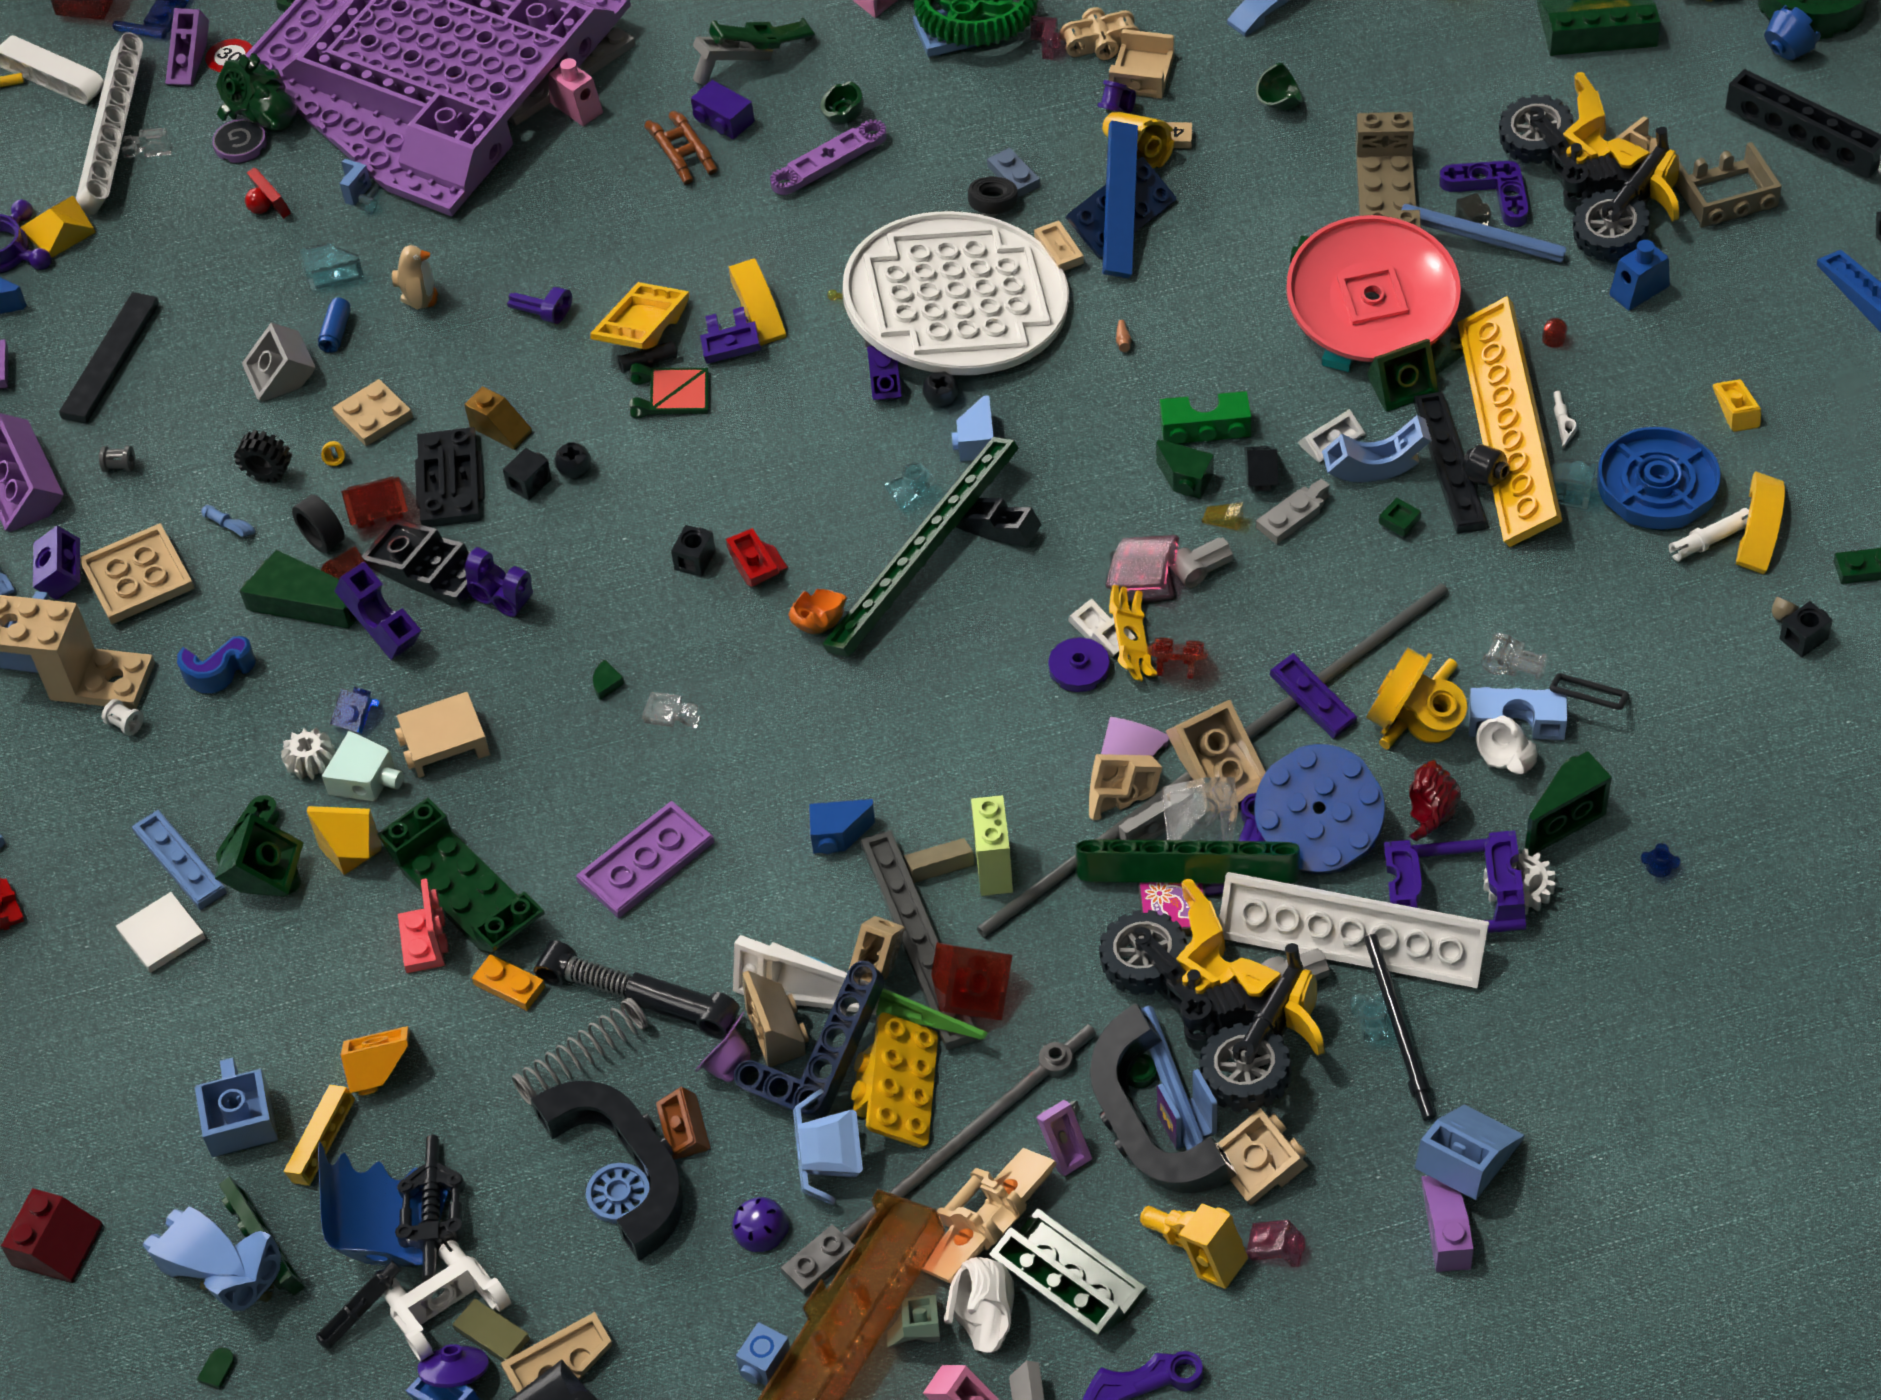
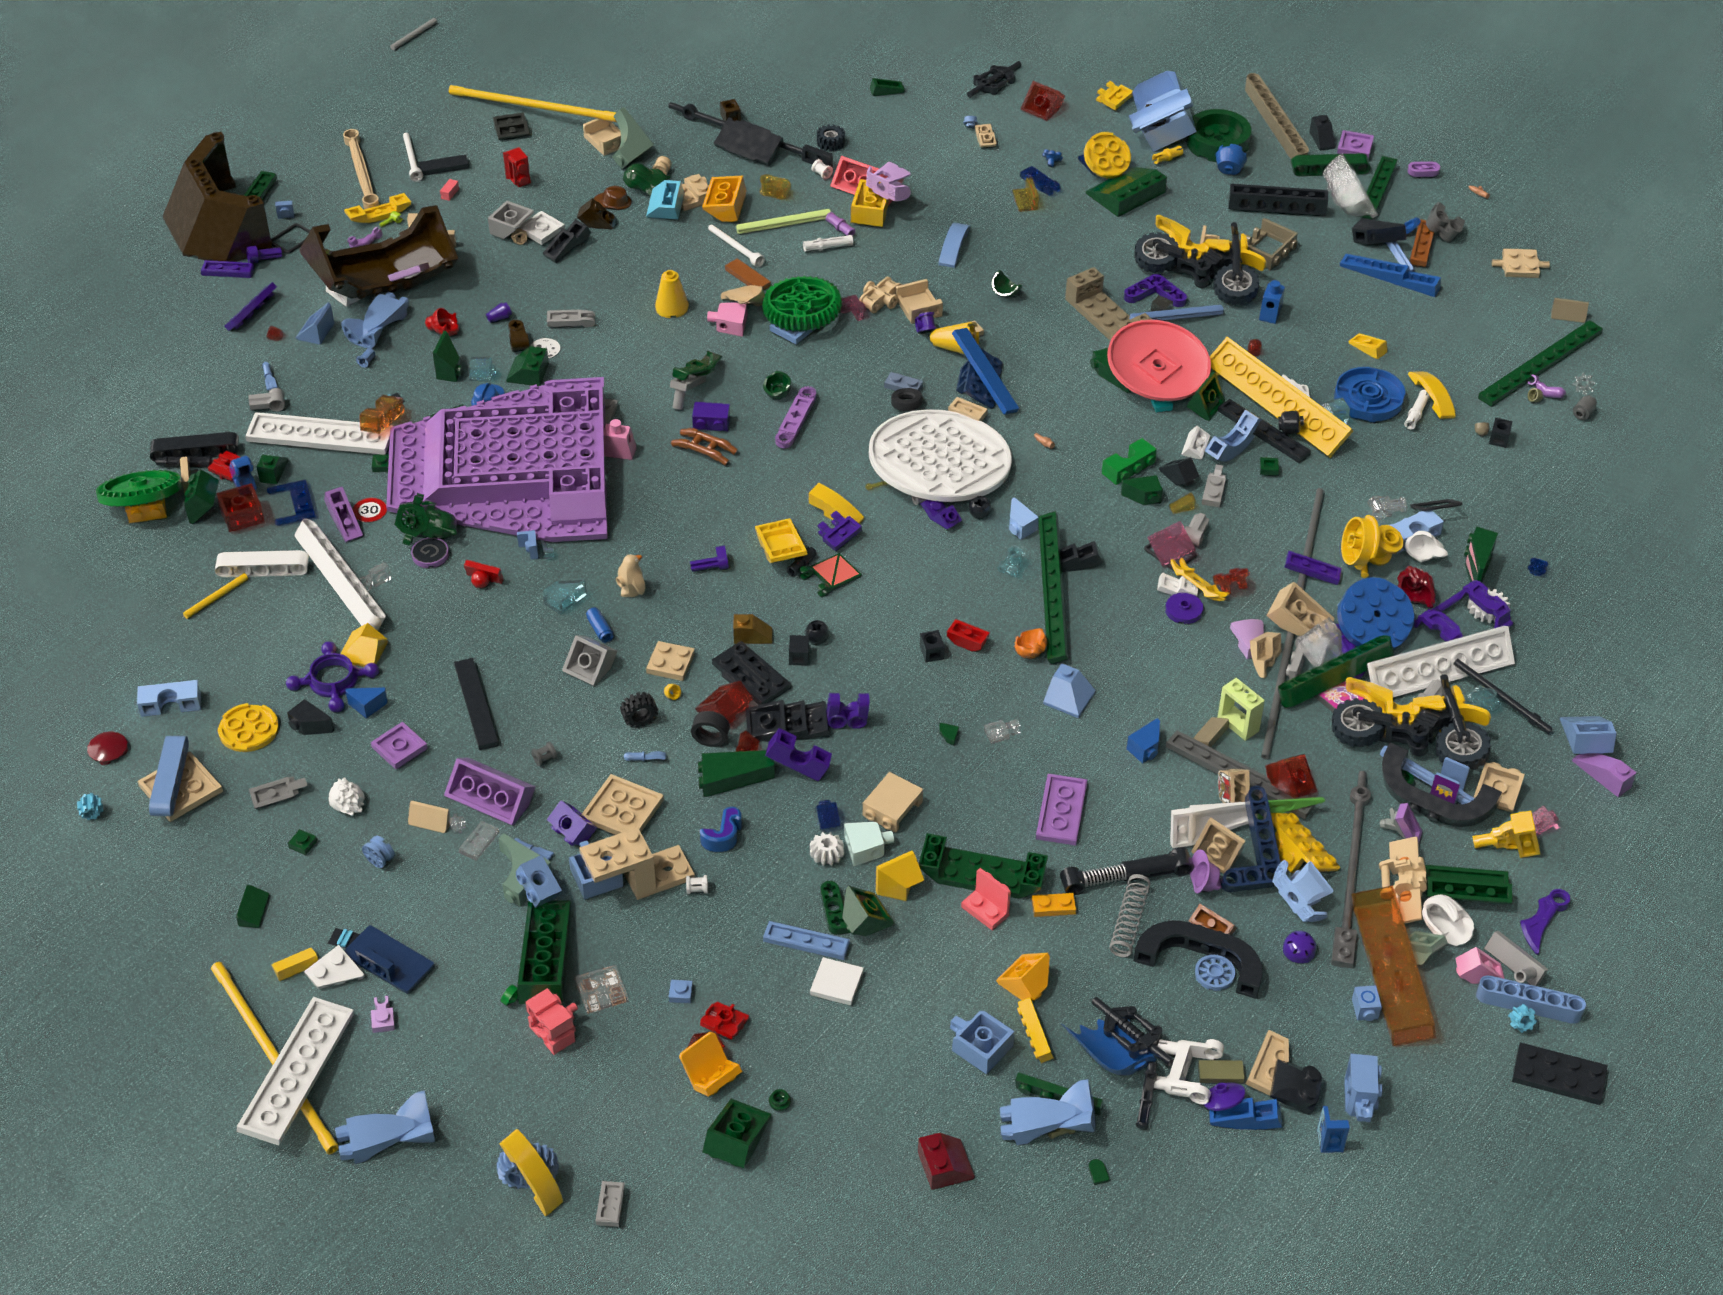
camera: 40 degrees left, 5 degrees down
(807, 702) = (1069, 691): none -> medium blue slope

